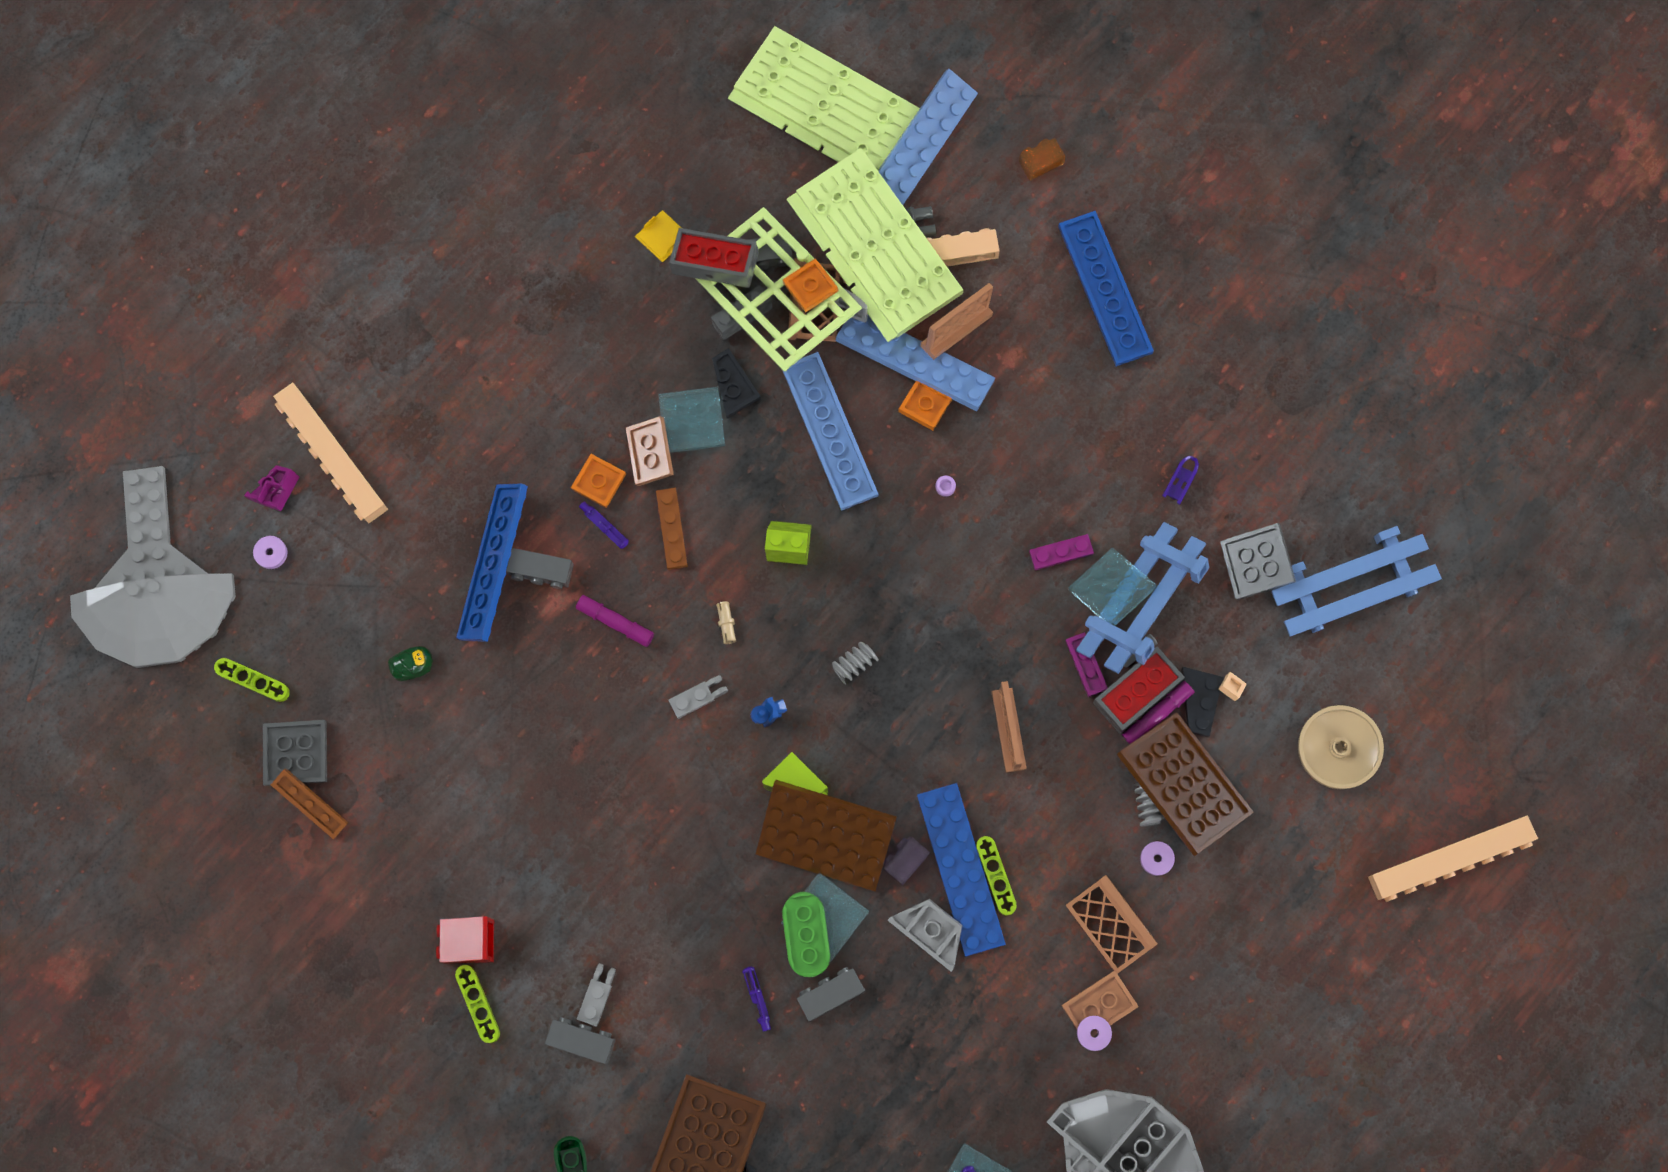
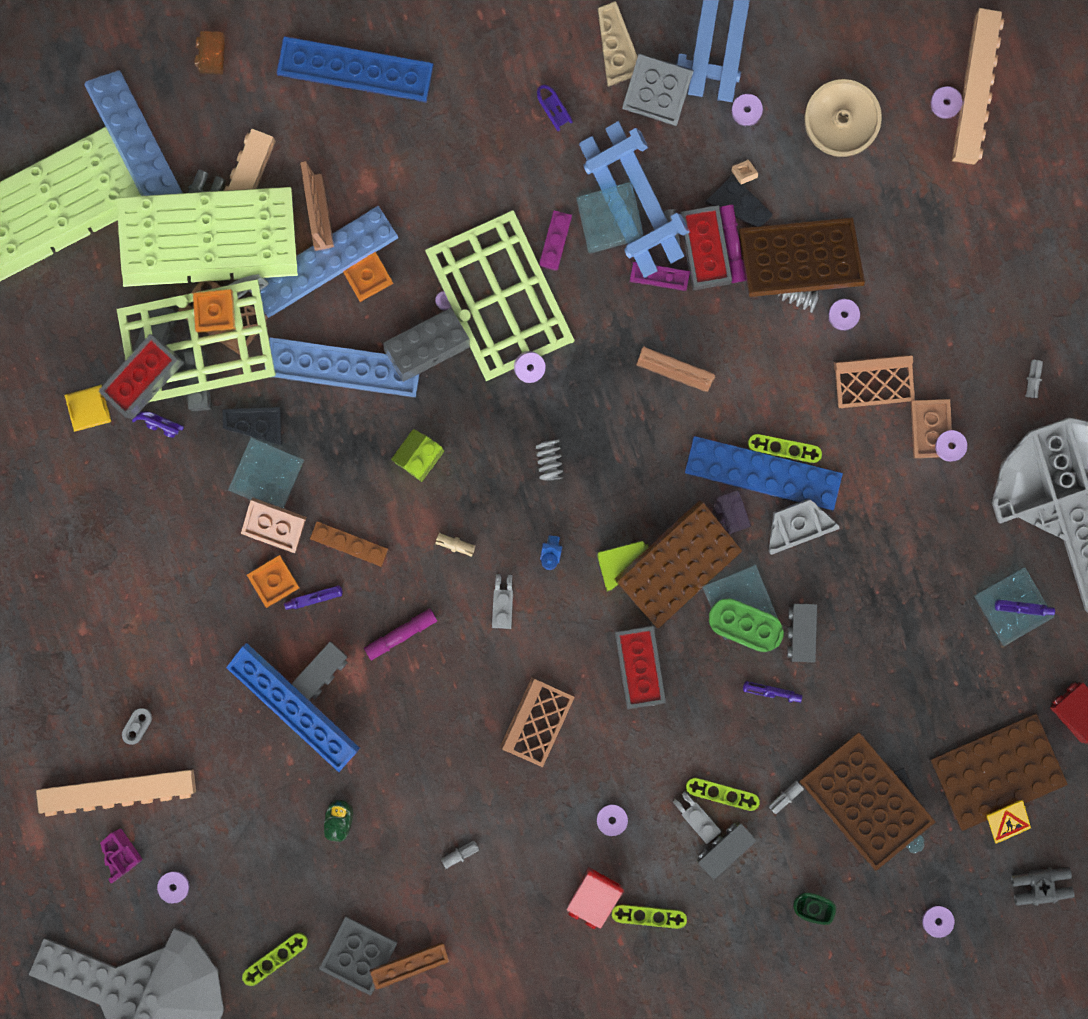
camera: 65 degrees left, 10 degrees up
(400, 437) = (136, 725): none -> light grey plate
(439, 792) = (460, 854): none -> light grey axle
(540, 916) = (612, 811): none -> lavender piece
(597, 775) = (522, 714): none -> nougat fence
(637, 1006) = (721, 797): none -> lime beam
(663, 1070) = (785, 797): none -> light grey axle
(684, 299) = (155, 421): none -> dark purple piece
(708, 856) = (640, 667): none -> red brick
(894, 490) = (426, 344): none -> dark grey brick
(926, 603) = (535, 372): none -> lavender piece
(941, 508) = (464, 315): none -> yellowish green door
(1208, 1078) = (1034, 379): none -> light grey axle
(1275, 502) = (617, 45): none -> tan wing
(1285, 662) = (751, 102): none -> lavender piece
(1428, 836) = (940, 108): none -> lavender piece

